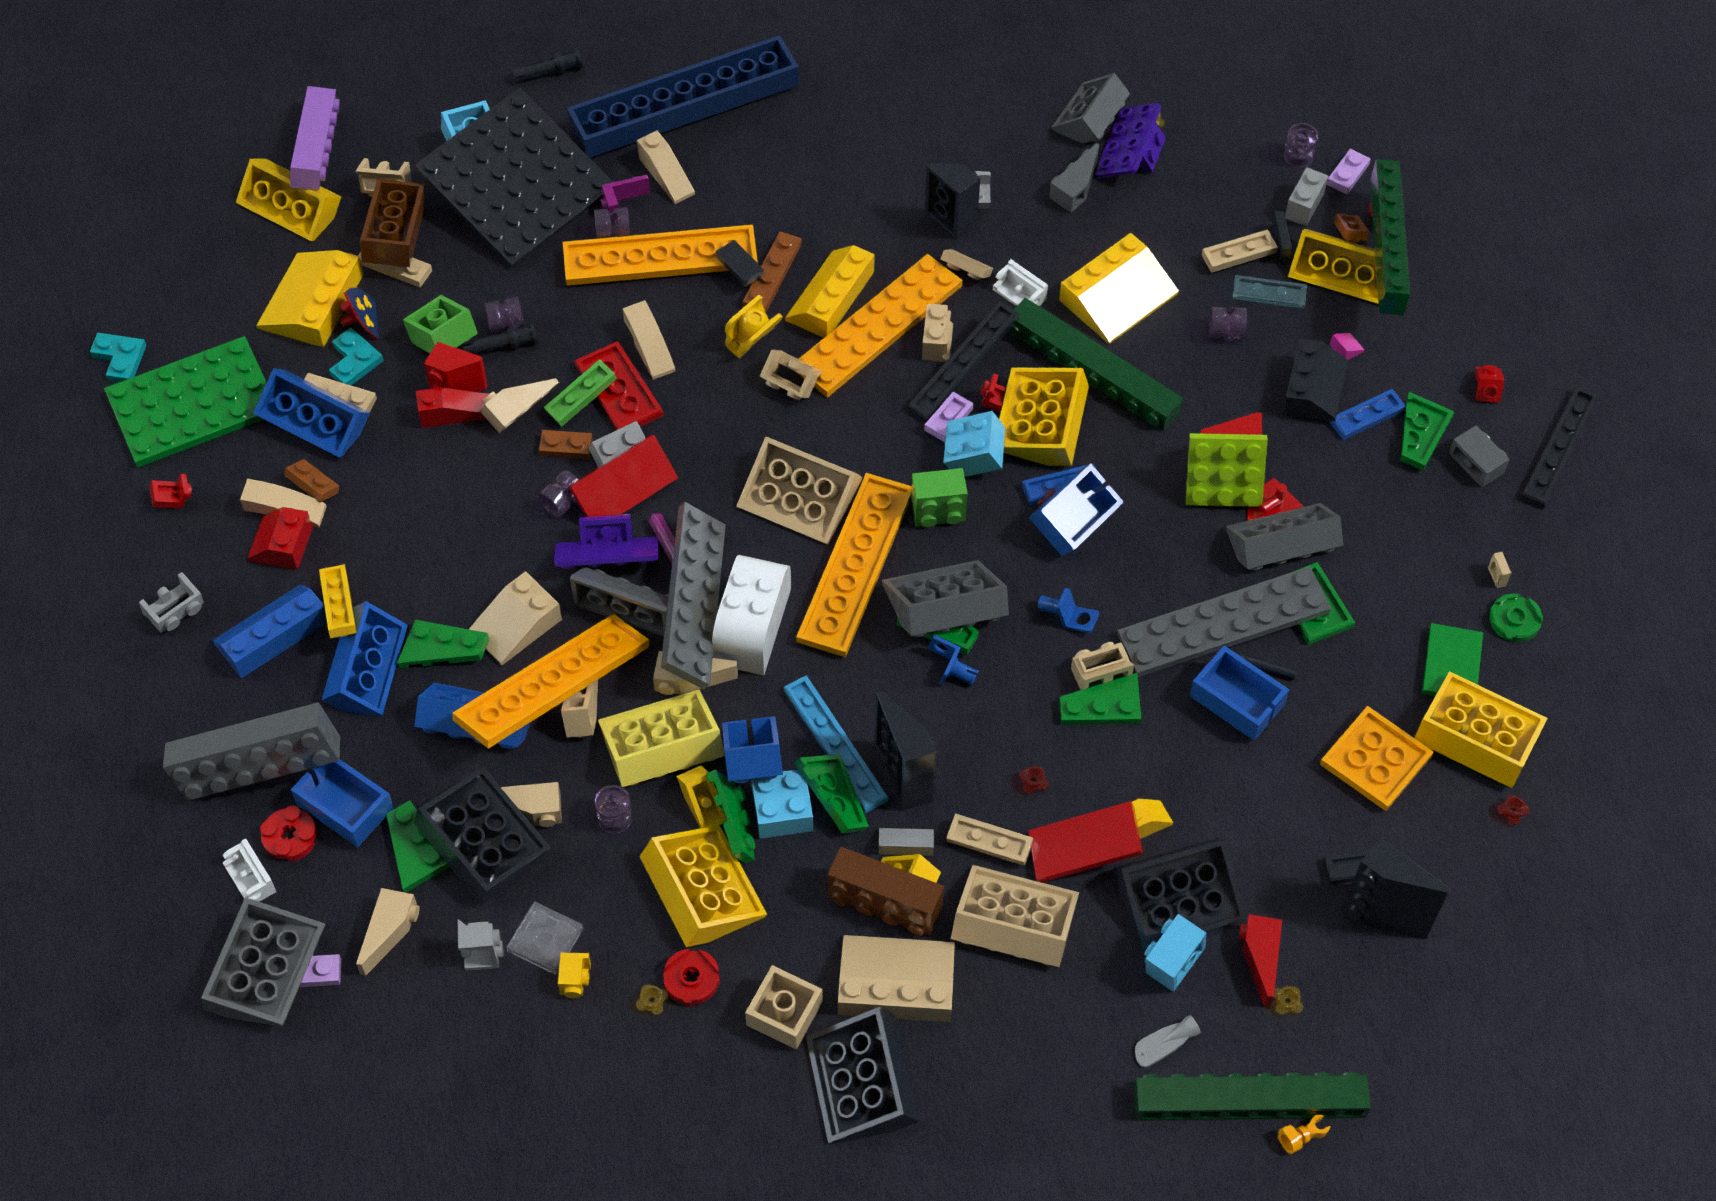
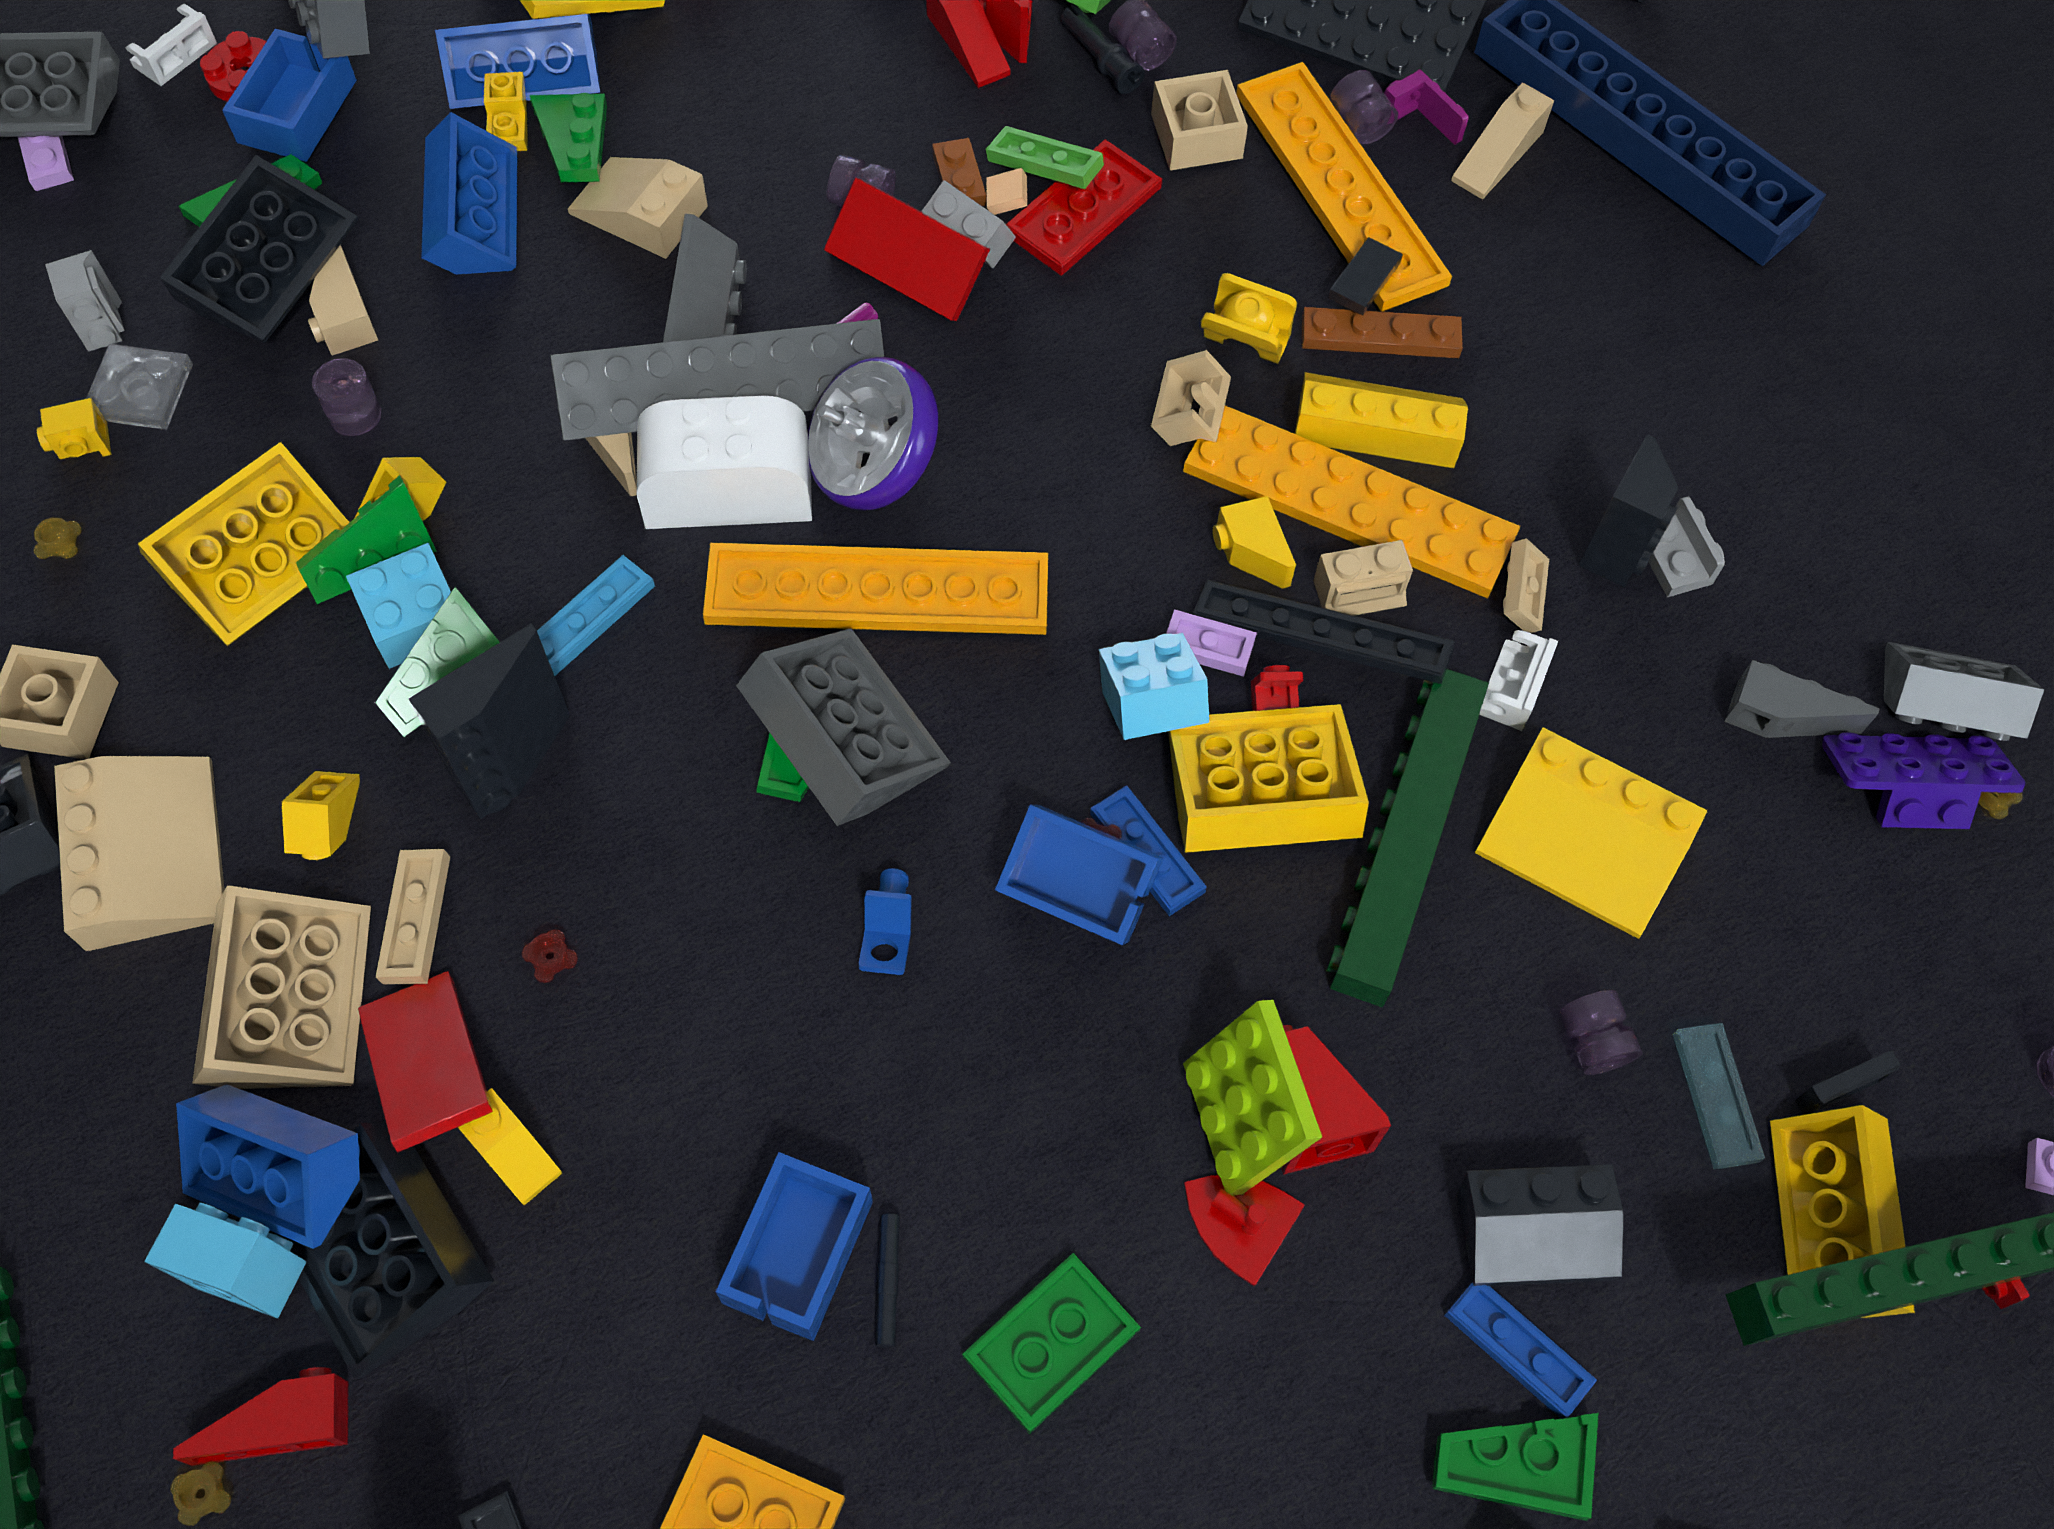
camera: 70 degrees right, 5 degrees up
(388, 925) = (118, 204): tan slope -> none
(401, 679) = (506, 107): none -> yellow slope
(513, 402) = (987, 84): tan slope -> none
(550, 680) = (517, 249): light orange plate -> none
(580, 712) = (521, 310): tan slope -> none
(588, 306) = (1199, 120): none -> tan brick
(593, 422) = (1007, 191): none -> light nougat tile
(604, 542) = (789, 262): dark purple bracket -> none
(648, 339) = (1177, 210): tan slope -> none
(661, 738) = (486, 423): light yellow slope -> none
(694, 962) = (107, 595): red plate -> none
(744, 511) = (842, 434): none -> flat silver wheel
(753, 761) = (467, 526): blue piece -> none
(798, 490) = (987, 475): tan slope -> none
(885, 892) = (266, 759): reddish brown brick -> none
(894, 374) = (1255, 541): none -> yellow slope
(906, 841) = (390, 797): light grey slope -> none
(939, 497) = (1028, 661): bright green brick -> none
(954, 667) = (725, 775): blue bracket -> none
(1103, 704) = (729, 1031): green wing -> none
(1104, 672) = (779, 1016): tan window -> none
(1126, 924) = (266, 1162): none -> blue slope
(1165, 1041) = (91, 1298): light grey piece -> none
(1223, 621) = (956, 1194): dark grey plate -> none
(1239, 251) = (1780, 1017): tan plate -> none
(1285, 536) = (1173, 1251): dark grey slope -> none
(1306, 196) = (1967, 1105): light grey brick -> none
(1346, 345) = (1660, 1268): dark pink slope -> none
(1351, 228) = (1935, 1206): dark orange plate -> none

